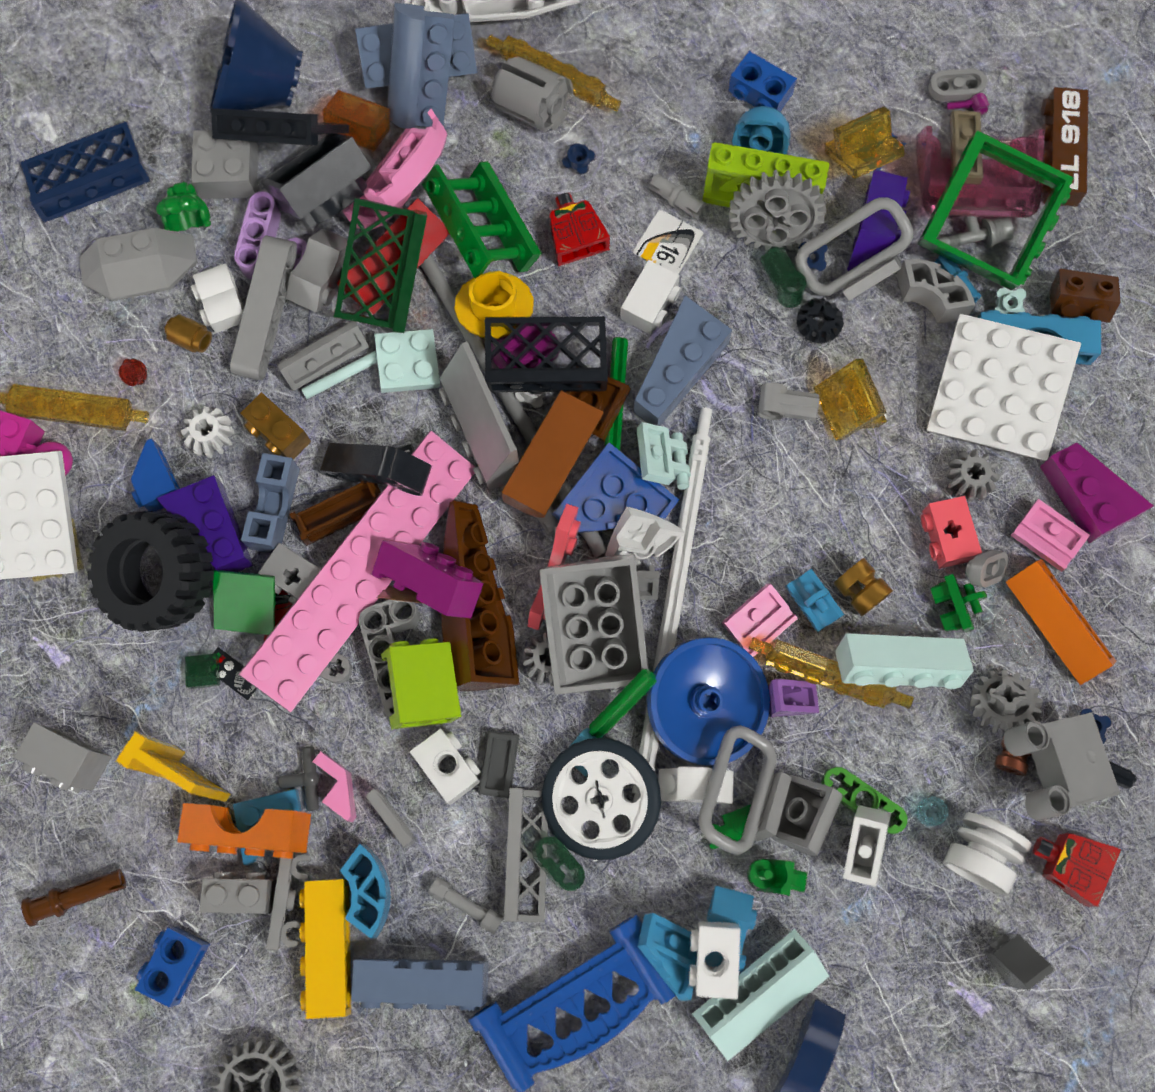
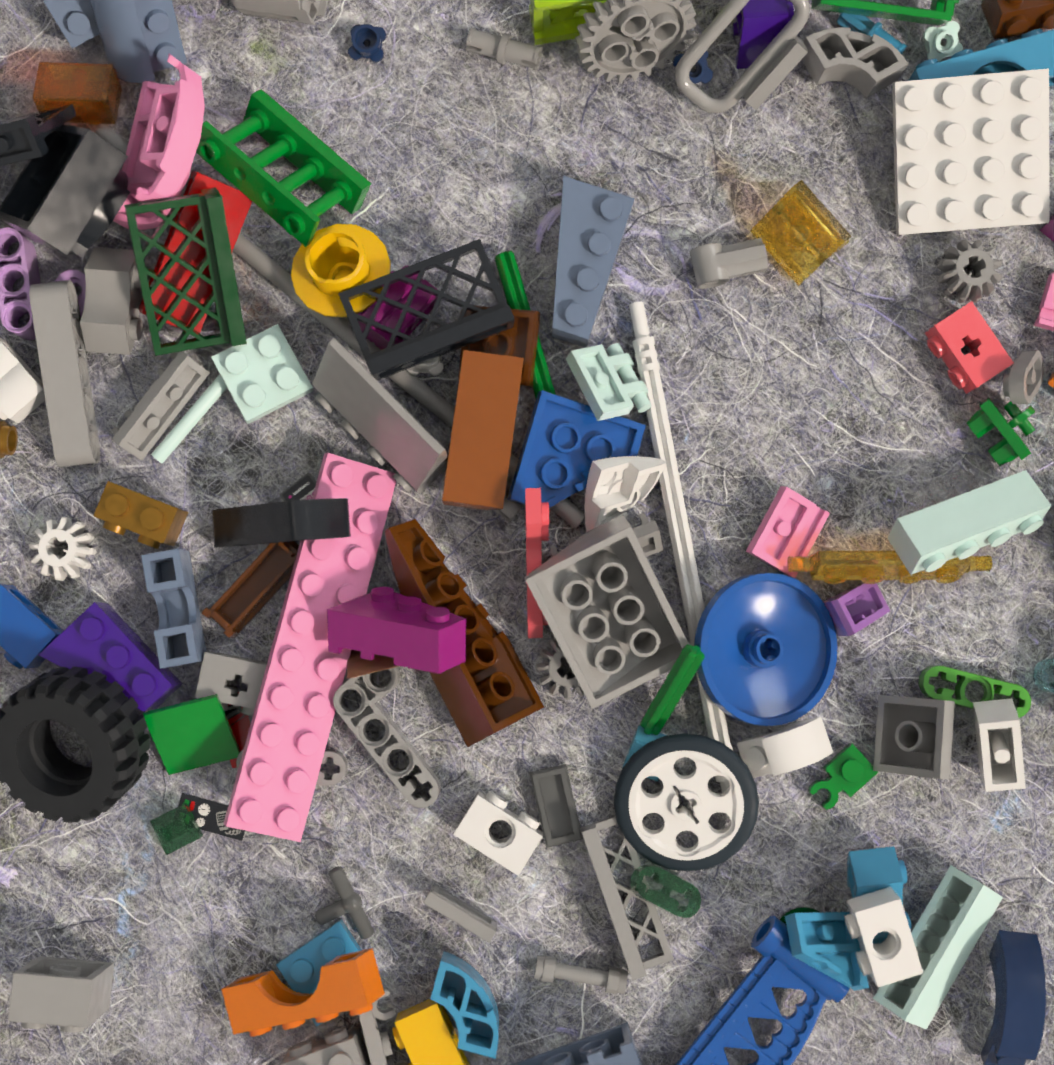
camera: 20 degrees left, 10 degrees up
(162, 760) = (196, 965): yellow fence -> none
(341, 795) = (396, 912): bright pink slope -> none
(422, 684) = (438, 754): lime panel -> none
(576, 230) = (400, 137): red torso -> none
(650, 297) = (520, 190): white brick -> none
(668, 241) = (513, 110): sticker -> none
(767, 799) = (872, 736): light grey bar -> none
(776, 876) = (913, 817): green hips -> none
(784, 275) = (666, 103): clear green piece -> none
(808, 326) = (718, 157): black gear -> none
(814, 600) = (842, 487): dark azure hips -> none
(871, 595) = (904, 454): pearl gold wheel -> none

